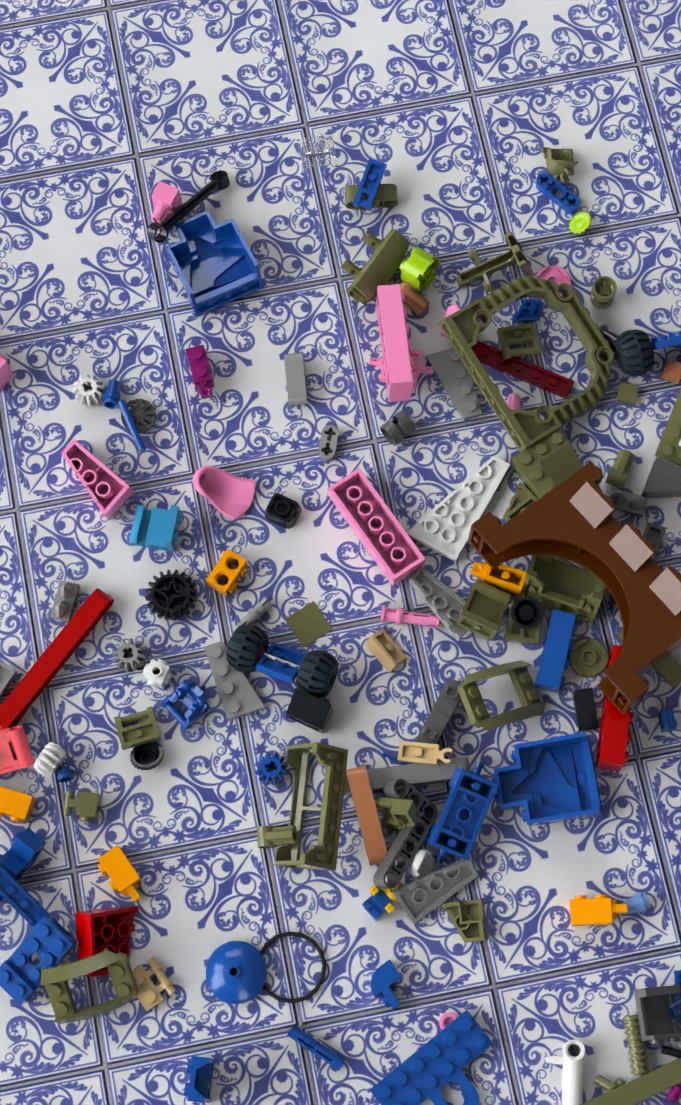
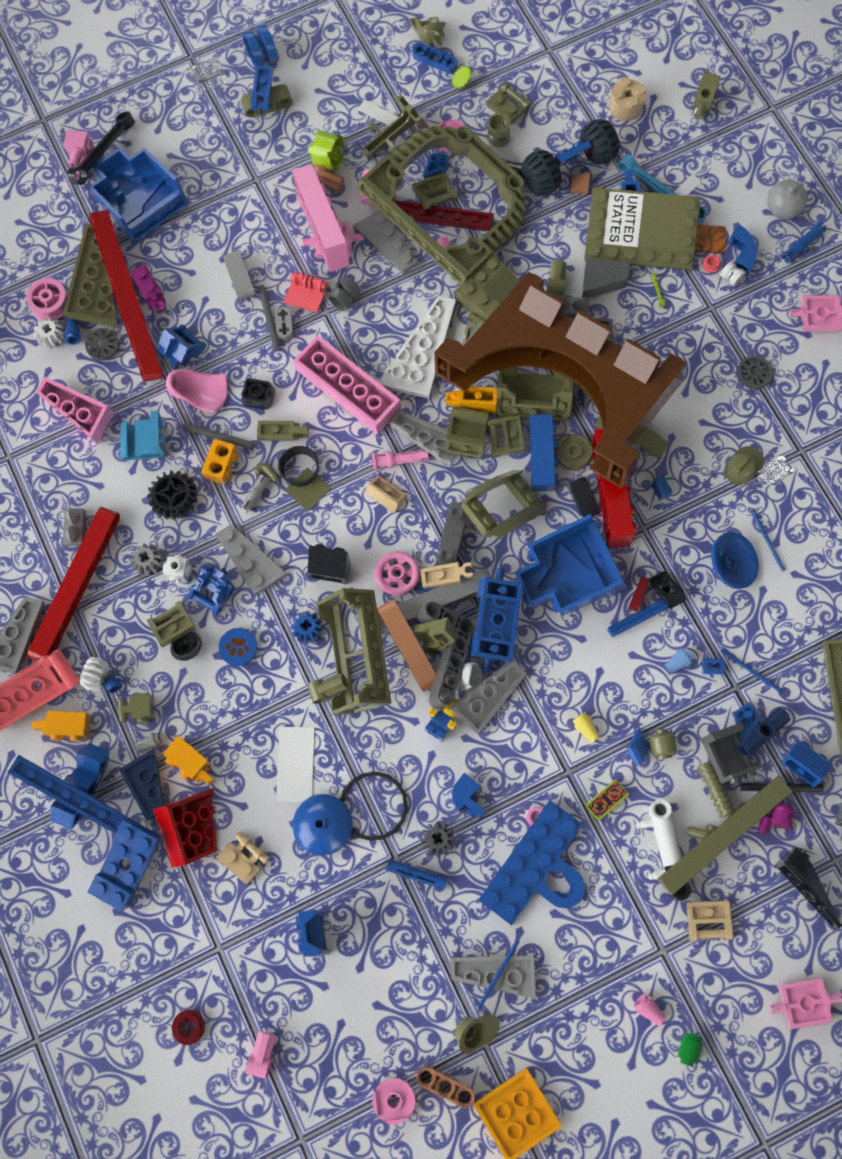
camera: 10 degrees left, 0 degrees up
(60, 994) = (158, 890): olive wedge -> none
(72, 883) = (144, 783): none -> dark blue wing
(86, 842) = (151, 741): none -> light grey pin
(96, 354) = (47, 298): none -> bright pink wheel
(131, 425) = (105, 363): blue bar -> none
(141, 355) = (90, 288): none -> olive wing
(175, 372) = (125, 296): none -> red beam
(197, 769) = (238, 647): none -> blue tile
(212, 442) = (177, 349): none -> blue piece
(224, 903) = (295, 764): none -> white sticker
(232, 544) = (219, 436): none -> dark grey bar
(250, 653) = (259, 527): black plate -> none
(272, 593) = (267, 469): none -> olive arm
(296, 556) = (280, 431): none -> olive hinge
(300, 582) = (296, 450): none -> black tyre
(314, 432) = (269, 318): none -> dark grey bar
(353, 1018) = (444, 837): none -> dark grey gear
(359, 415) = (305, 292): none -> coral hinge
(377, 753) = (413, 572): none -> bright pink plate
(379, 137) = (260, 45): none -> blue wheel
(380, 266) = (290, 157): olive piece -> none
(468, 919) = (528, 716): olive slope -> none
(484, 239) = (377, 113): none -> white sticker
(523, 946) = (585, 725): none -> light yellow cone
(524, 1025) = (606, 800): none -> tile
(526, 612) = (506, 423): black hat -> none
(569, 982) = (637, 748): none -> blue piece
(595, 911) = (644, 676): light orange hinge -> none
(595, 984) = (663, 744): none -> olive head
(611, 847) = (636, 618): none -> blue axle
(613, 824) = (639, 593): none -> dark red beam
(617, 267) = (500, 104): none -> olive plate
(627, 393) = (545, 212): olive tile -> none
(643, 828) = (667, 589): none -> black slope
(668, 914) = (719, 662): none -> blue piece

